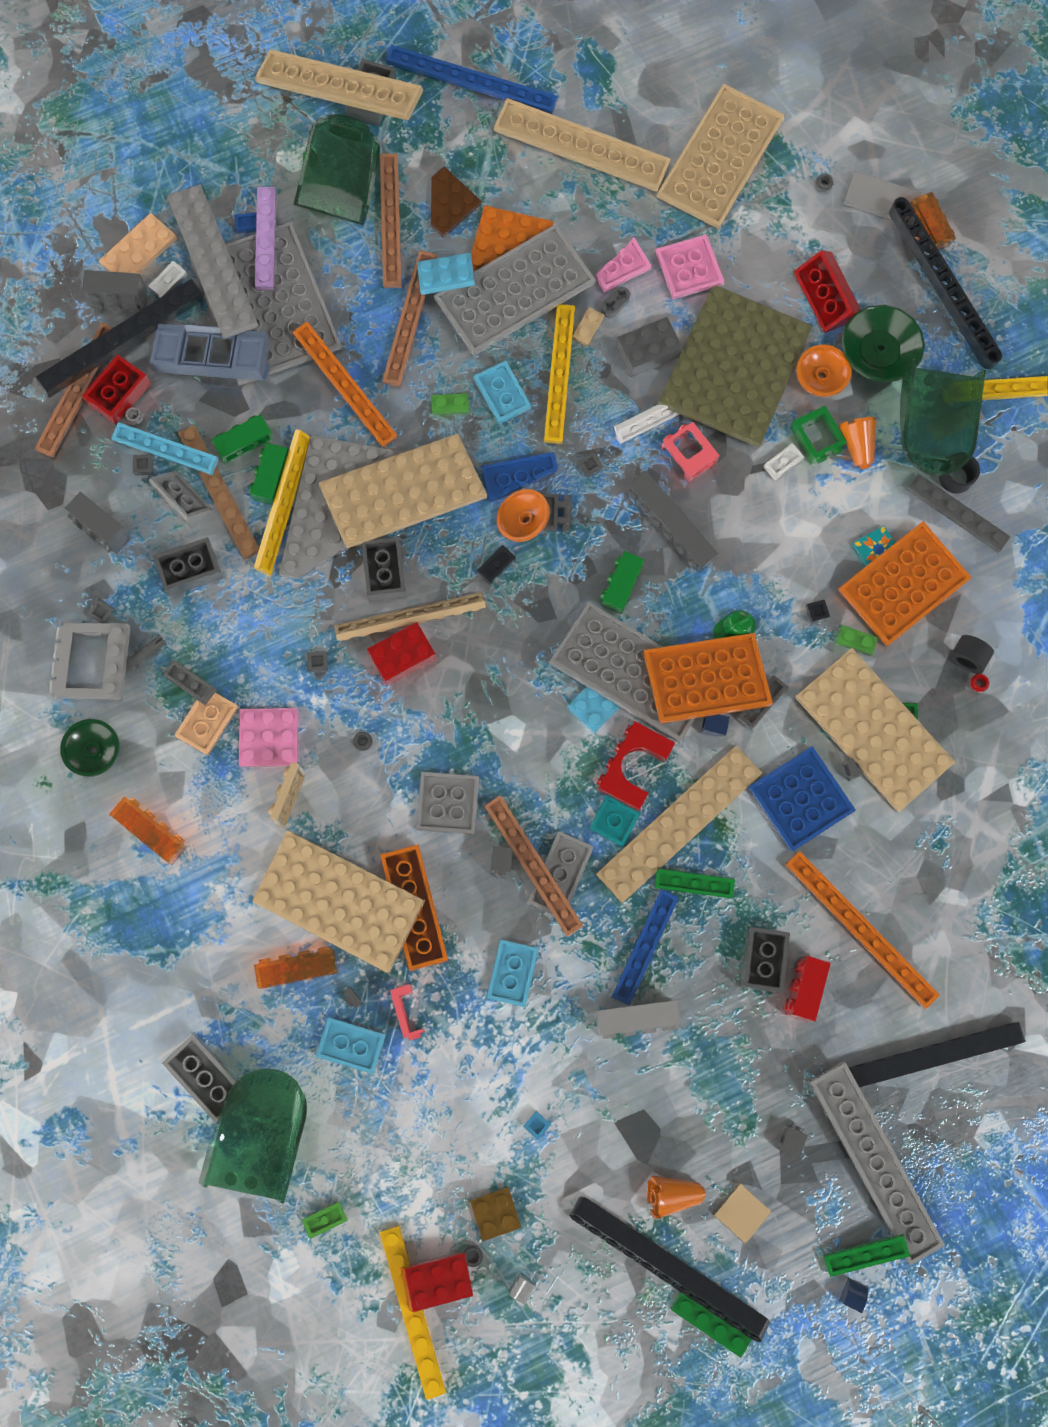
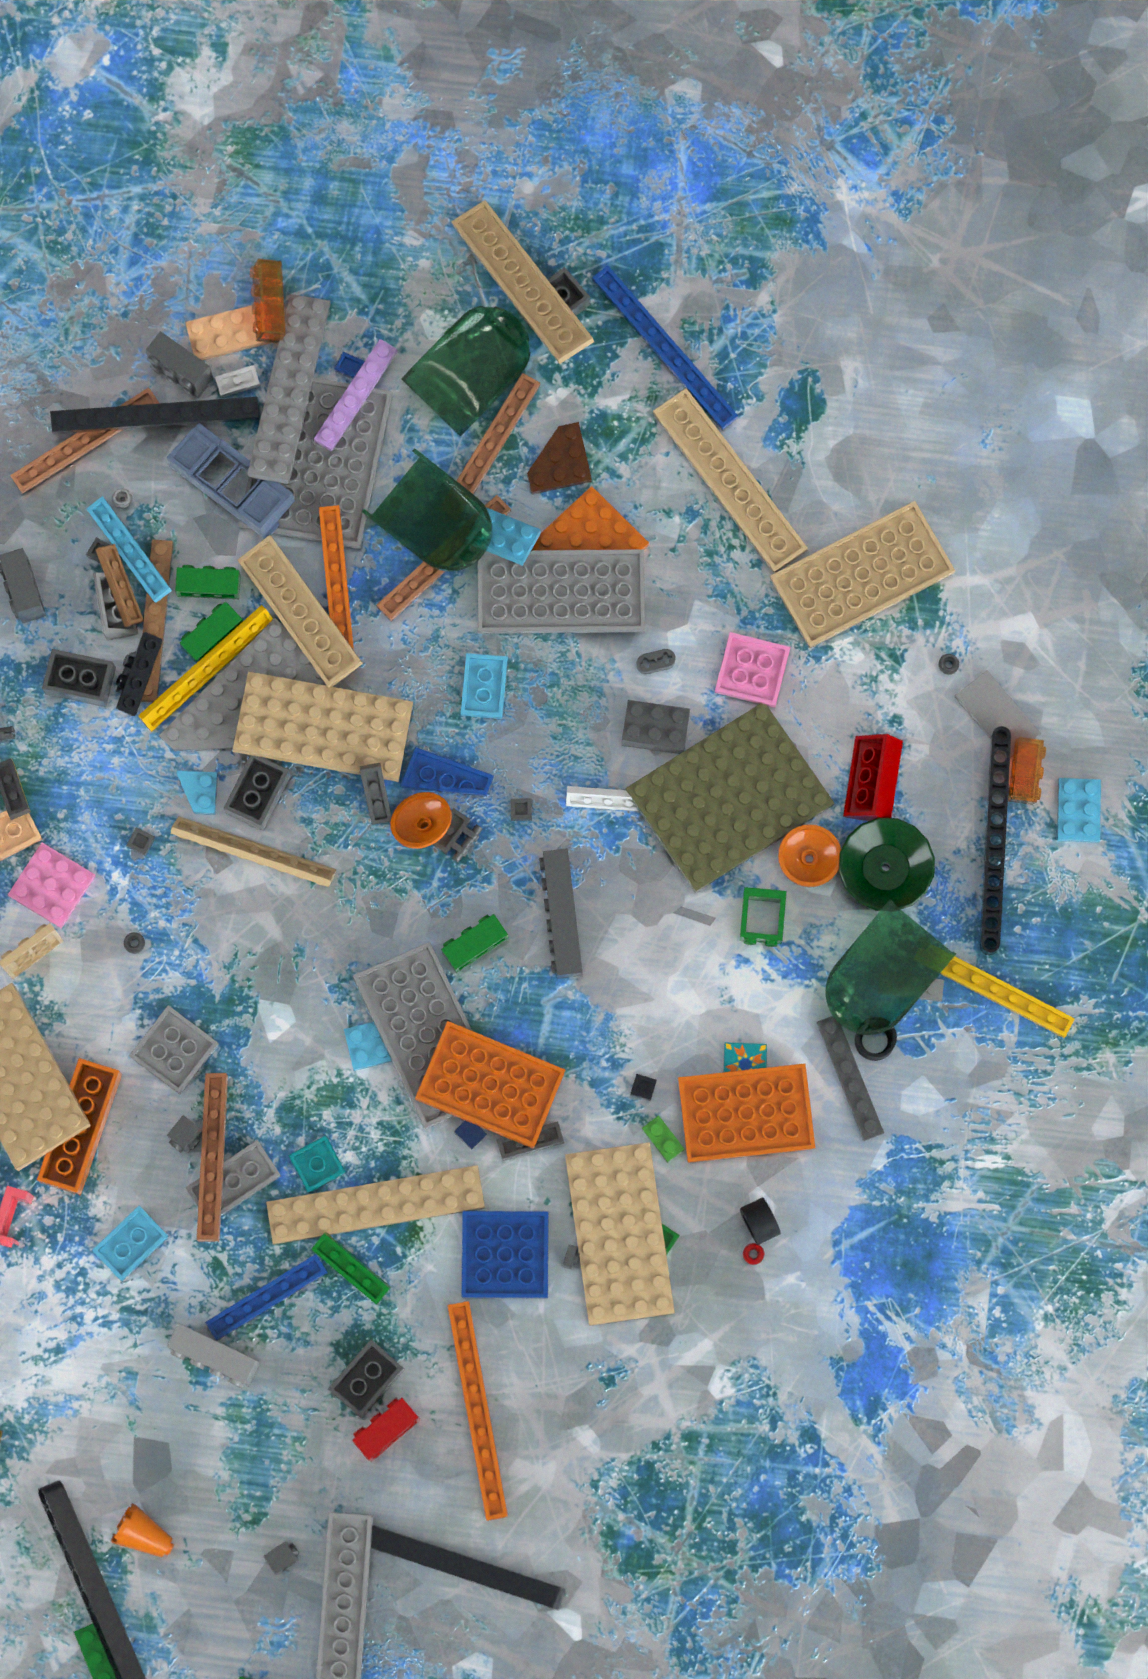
camera: 40 degrees right, 0 degrees up
(116, 389) = (120, 464): red brick -> none
(153, 207) = (268, 300): none -> clear orange brick
(175, 479) = (119, 585): none -> medium nougat tile
(231, 537) = (137, 673): none -> black bracket
(328, 417) = (300, 611): none -> tan plate
(338, 596) = (200, 790): none -> medium azure wing
(385, 288) = (435, 518): none -> clear green windscreen
(401, 654) = (222, 883): red brick -> none
(450, 404) = (427, 667): bright green plate -> none
(476, 515) = (375, 793): none -> dark grey plate
(496, 564) = (367, 851): black plate -> none
(536, 1125) = (62, 1393): dark azure plate -> none
(559, 374) = (551, 701): yellow plate -> none
(588, 327) = (612, 670): tan plate -> none
(624, 267) = (686, 631): bright pink wing -> none
(637, 739) = (339, 1125): red arch -> none
(697, 463) = (627, 871): coral window -> none
(735, 624) = (557, 1051): green piece -> none
(742, 1213) = (194, 1591): tan tile -> none
(783, 461) = (711, 921): white plate -> none
(860, 440) = (798, 947): orange cone -> none
(984, 230) = (1079, 810): none -> medium azure plate

